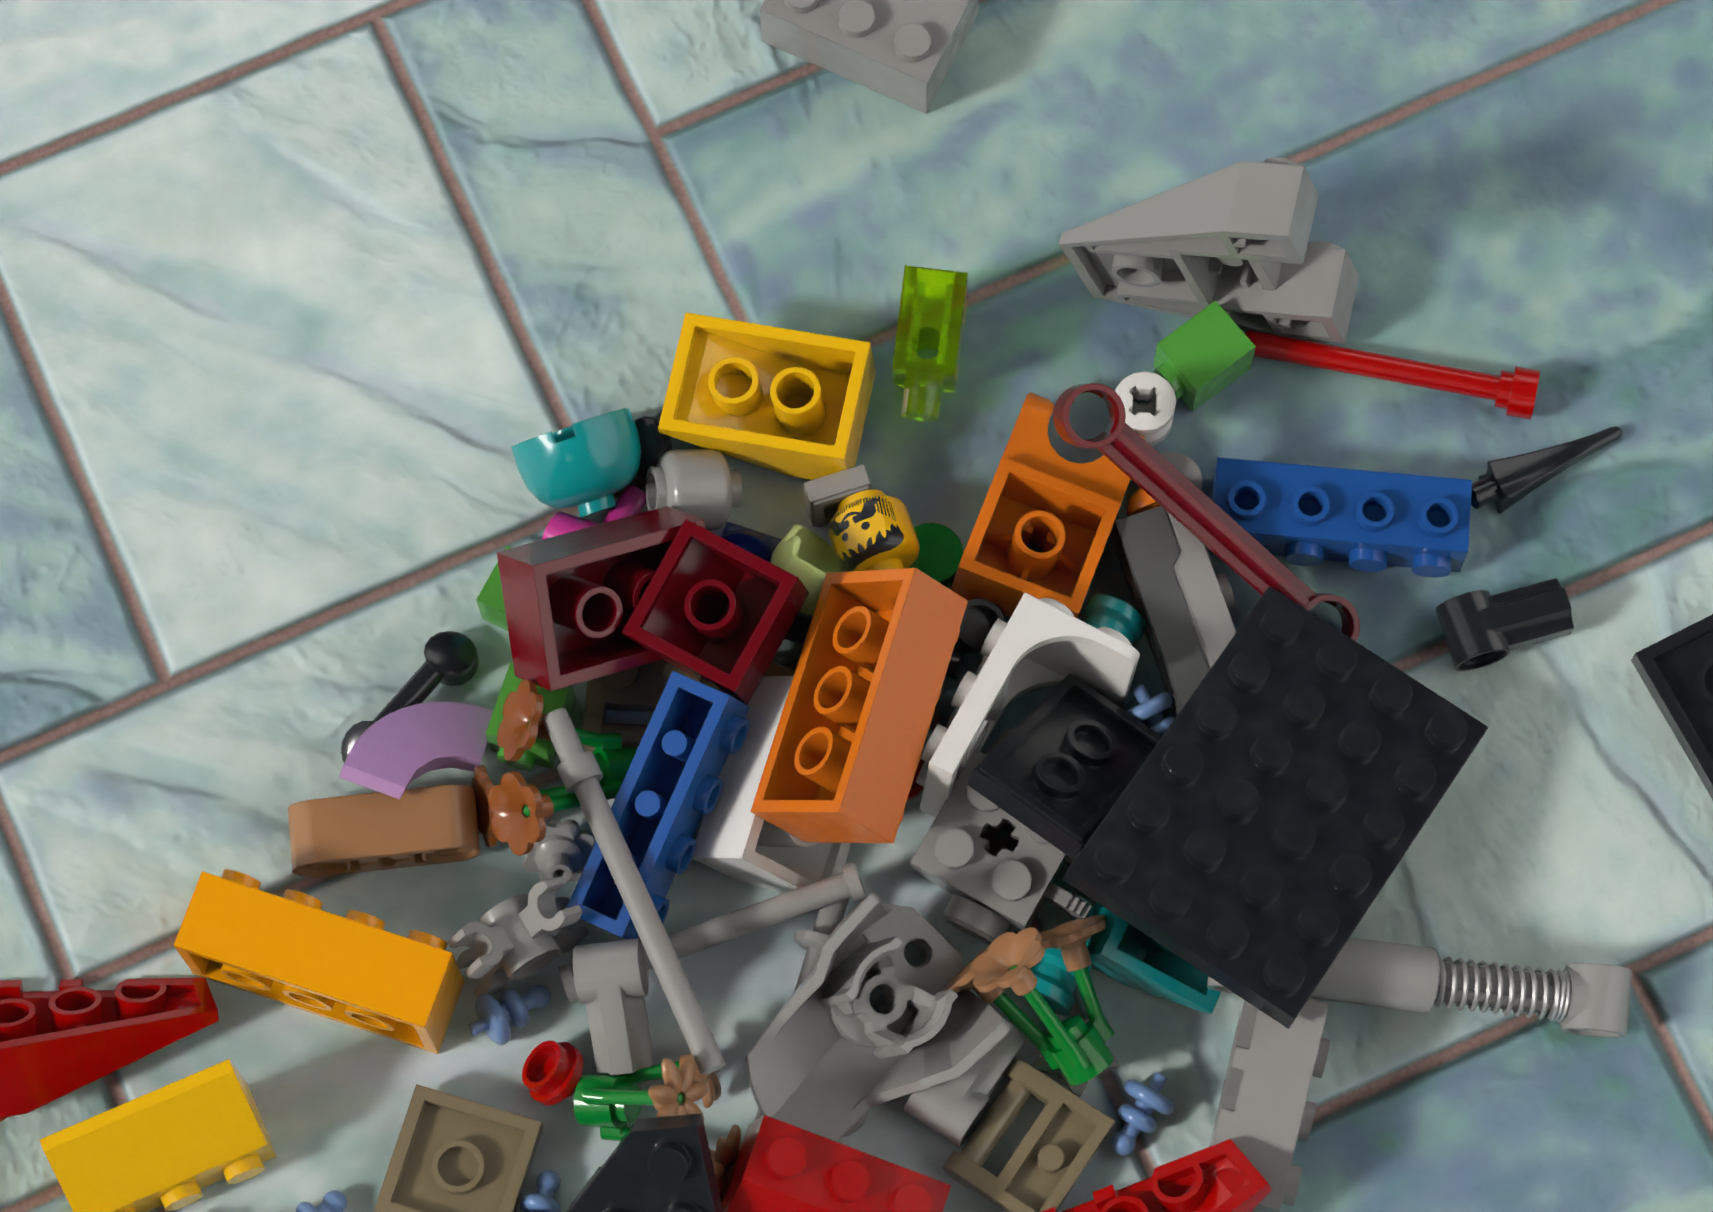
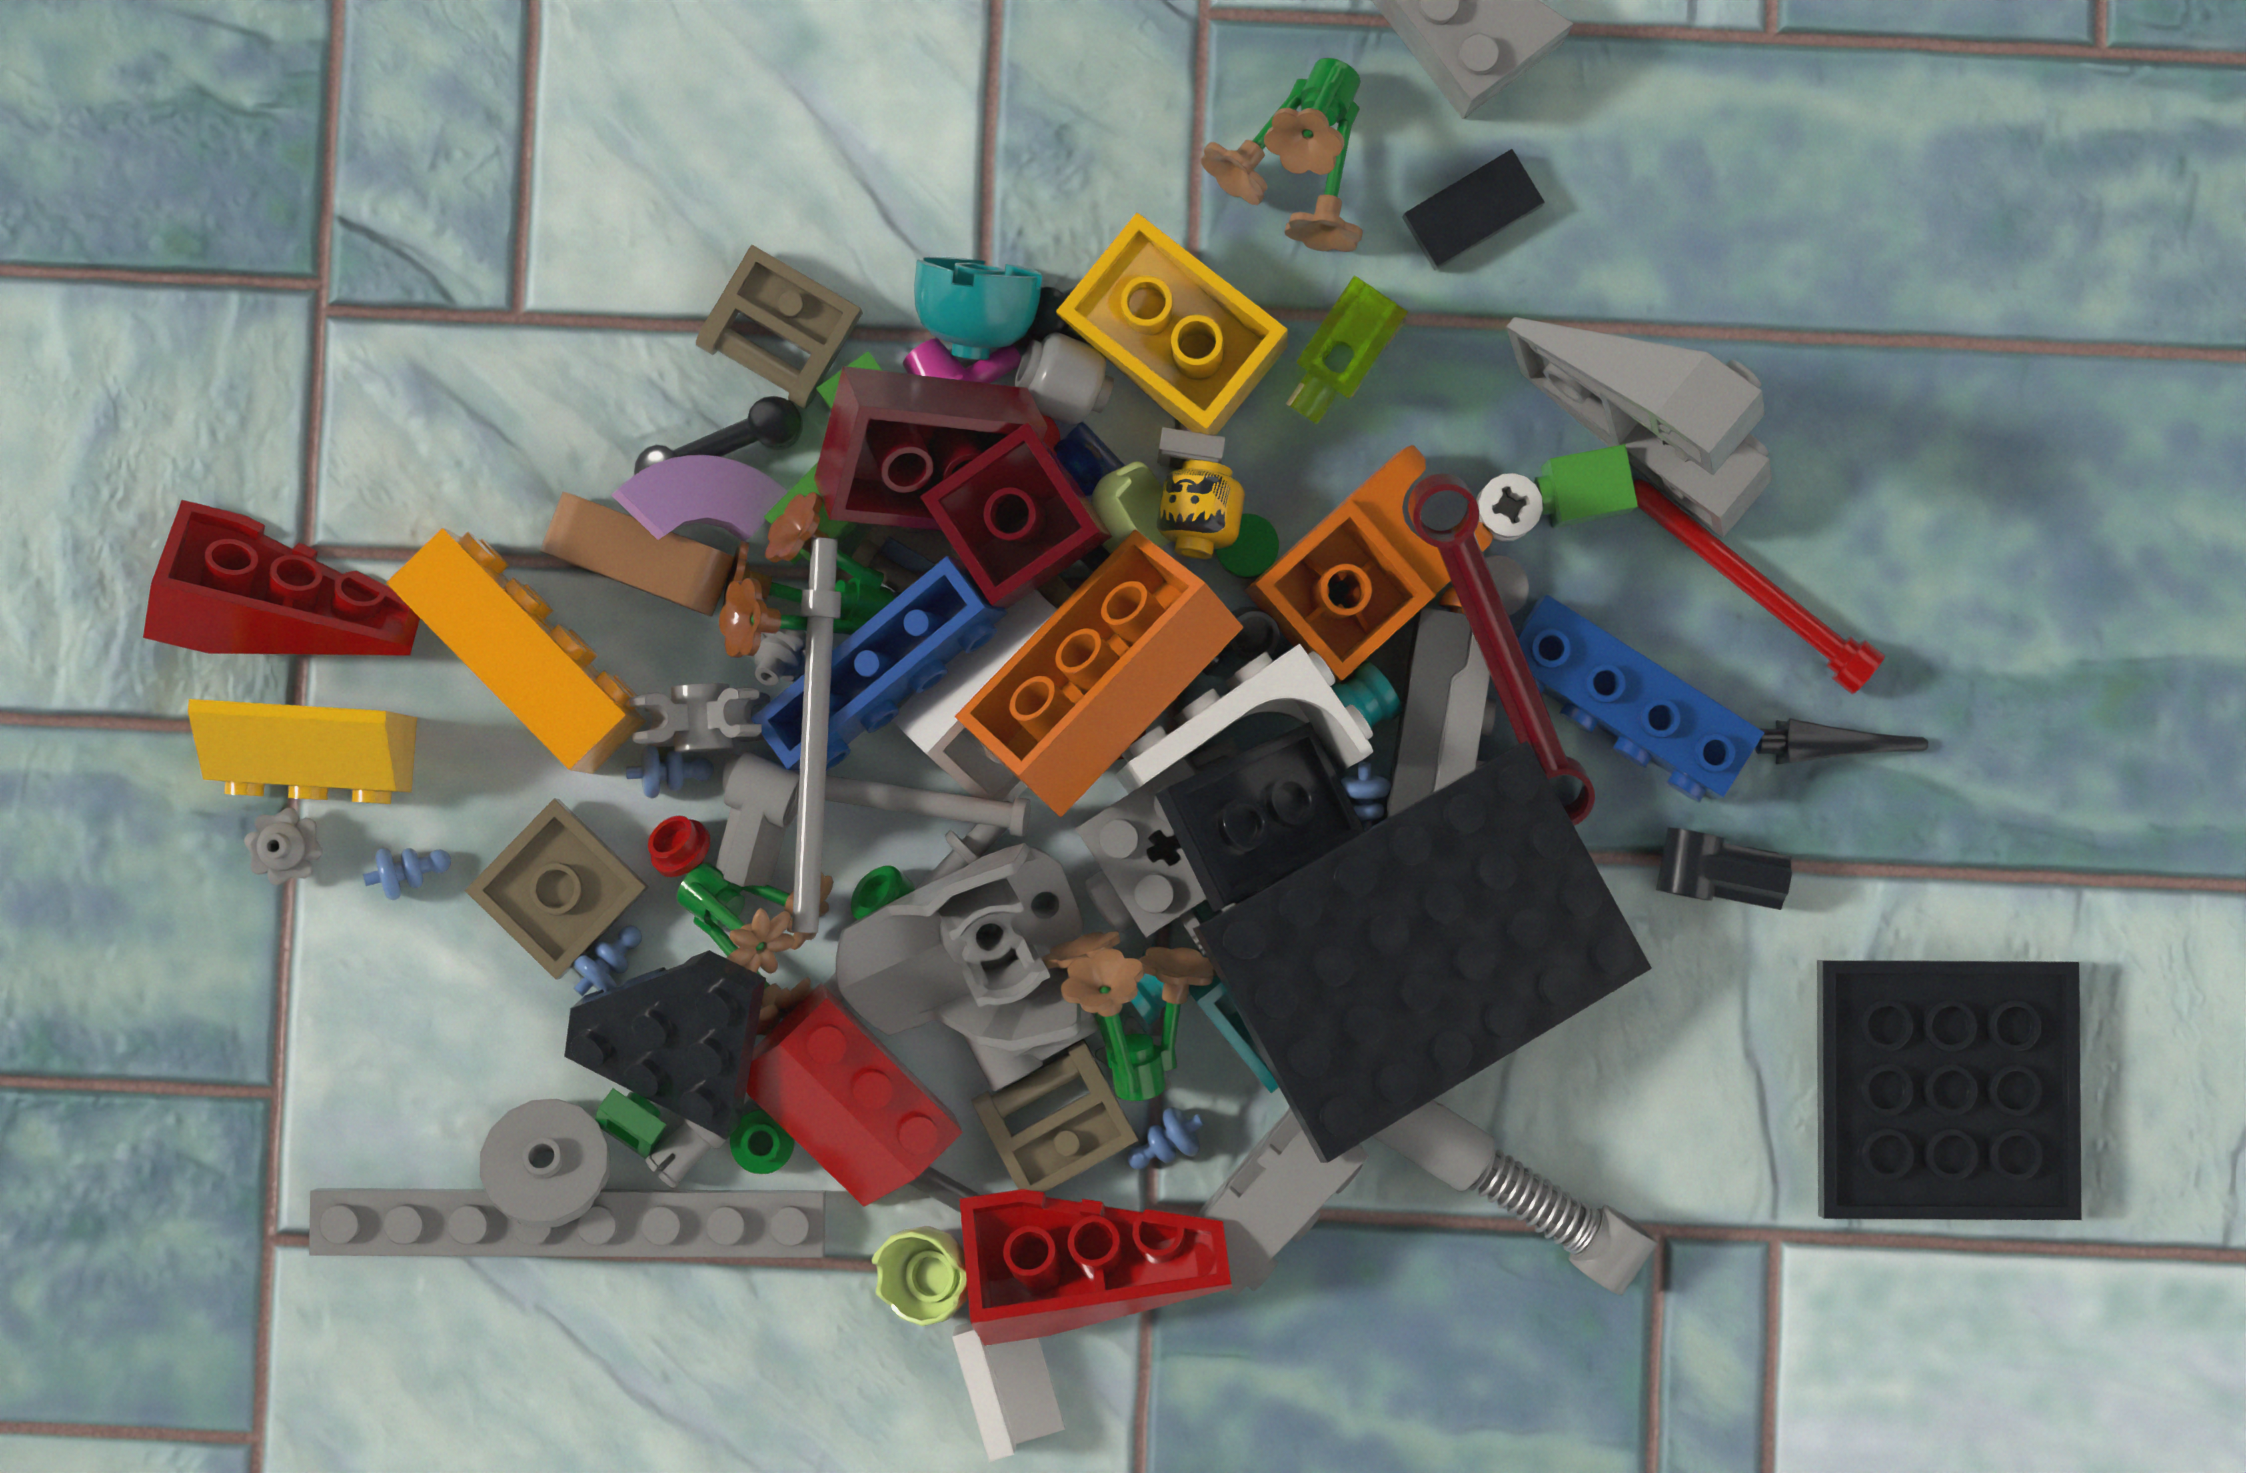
camera: 25 degrees right, 15 degrees up
(418, 551) = (788, 307): none -> dark tan plate
(756, 1016) = (879, 889): none -> green tile
(802, 174) = (1303, 144): none -> medium nougat plant
(976, 180) = (1473, 209): none -> black tile

